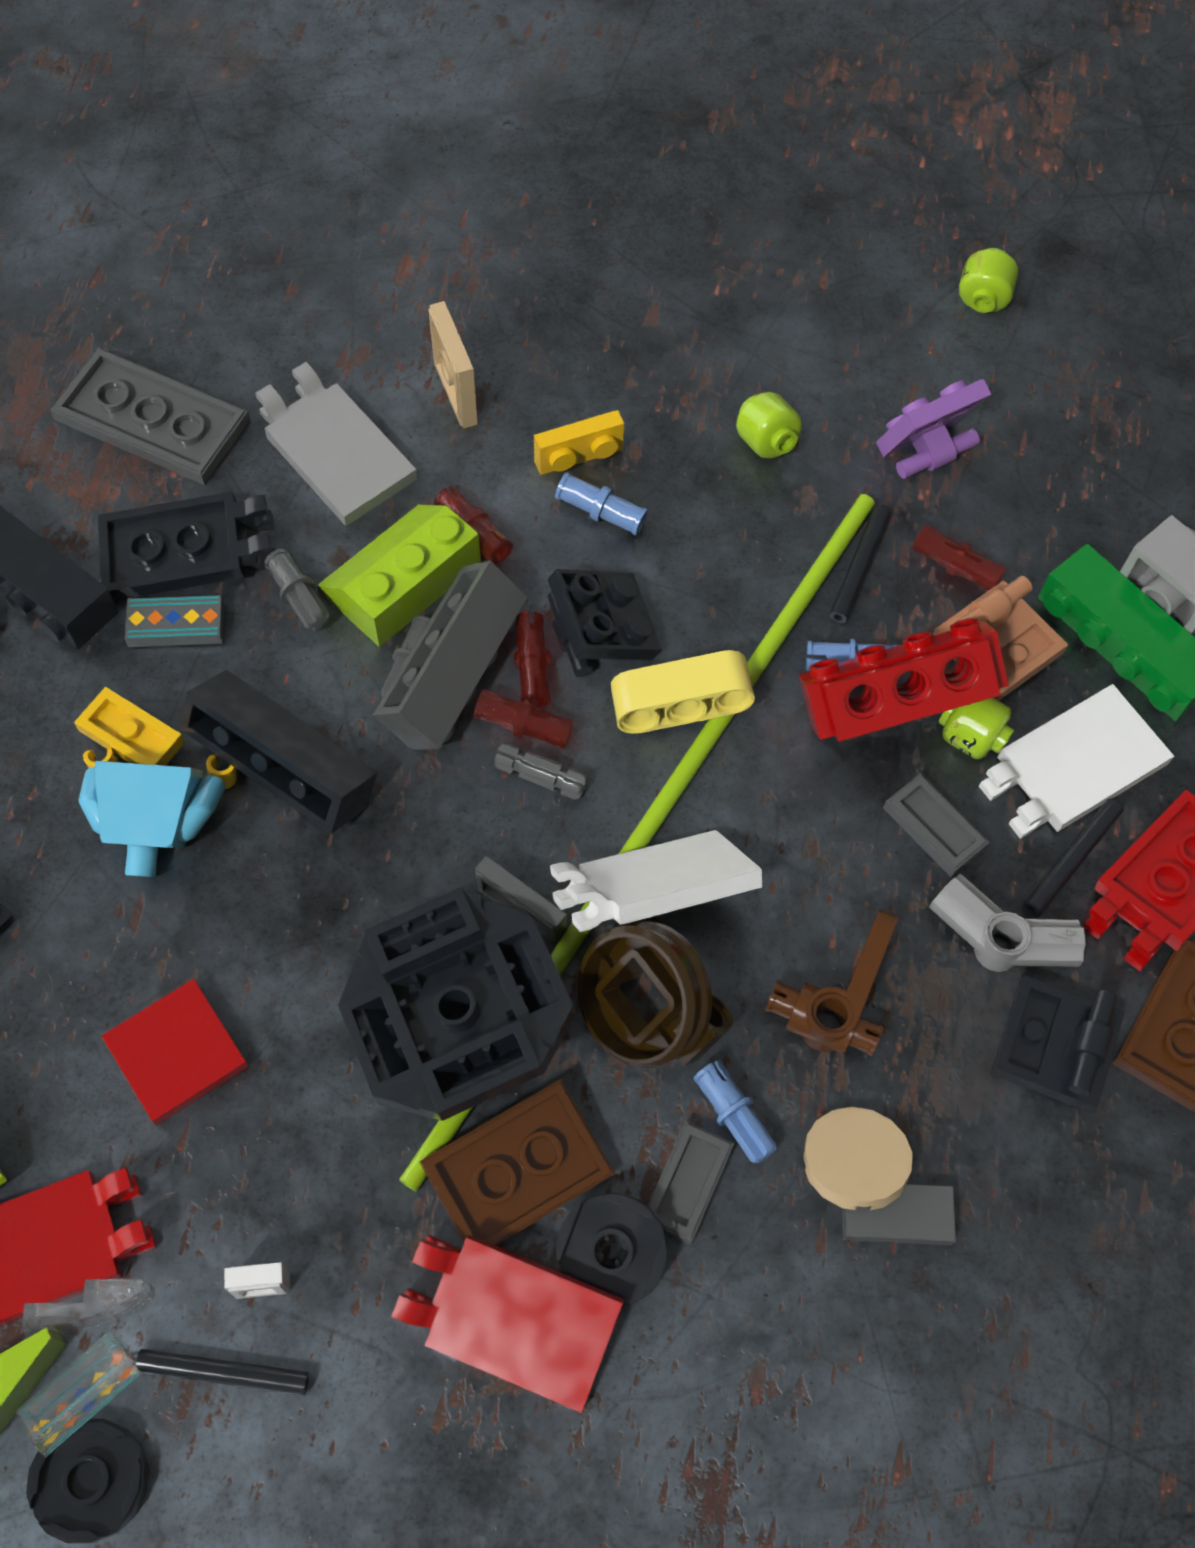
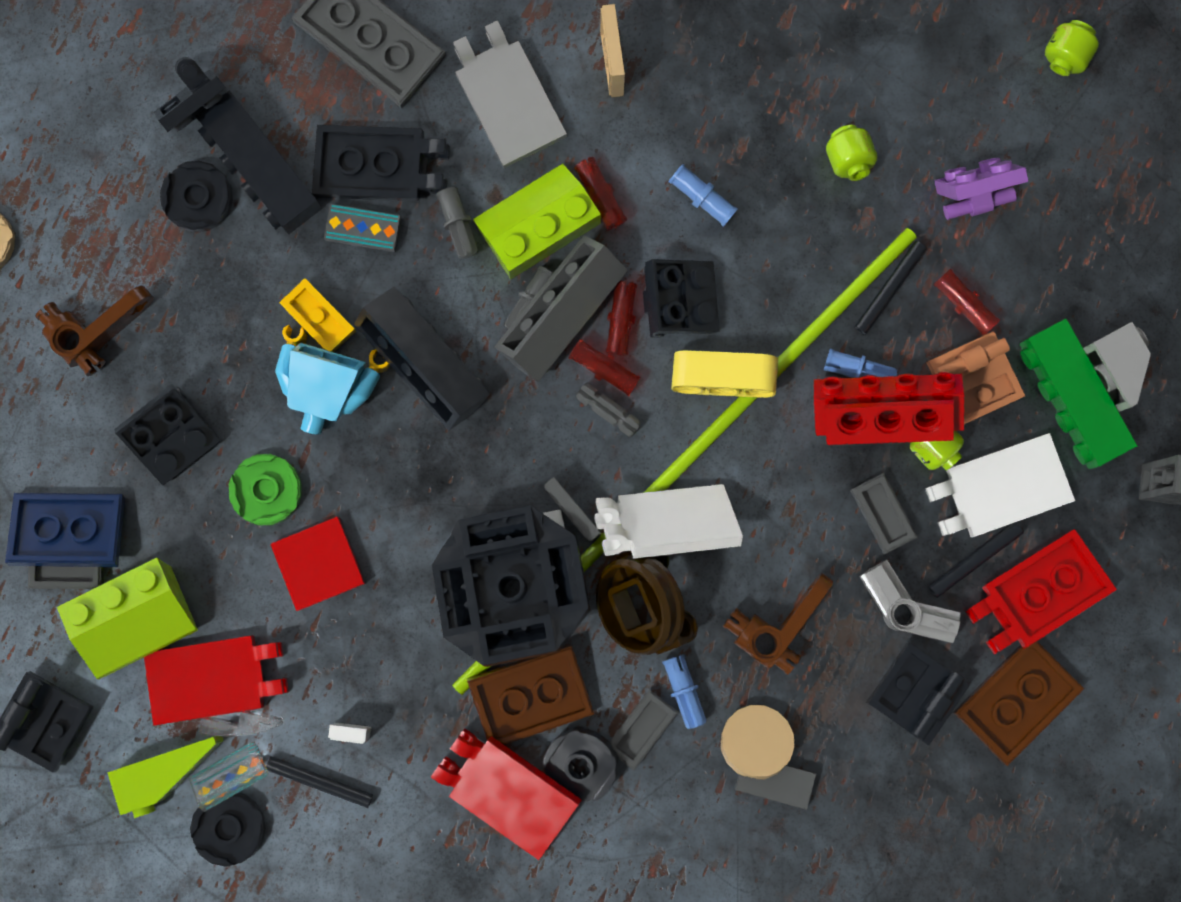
camera: 15 degrees right, 20 degrees up
(85, 968) = (265, 489): none -> bright green tile
(578, 442) = (710, 136): yellow plate -> none

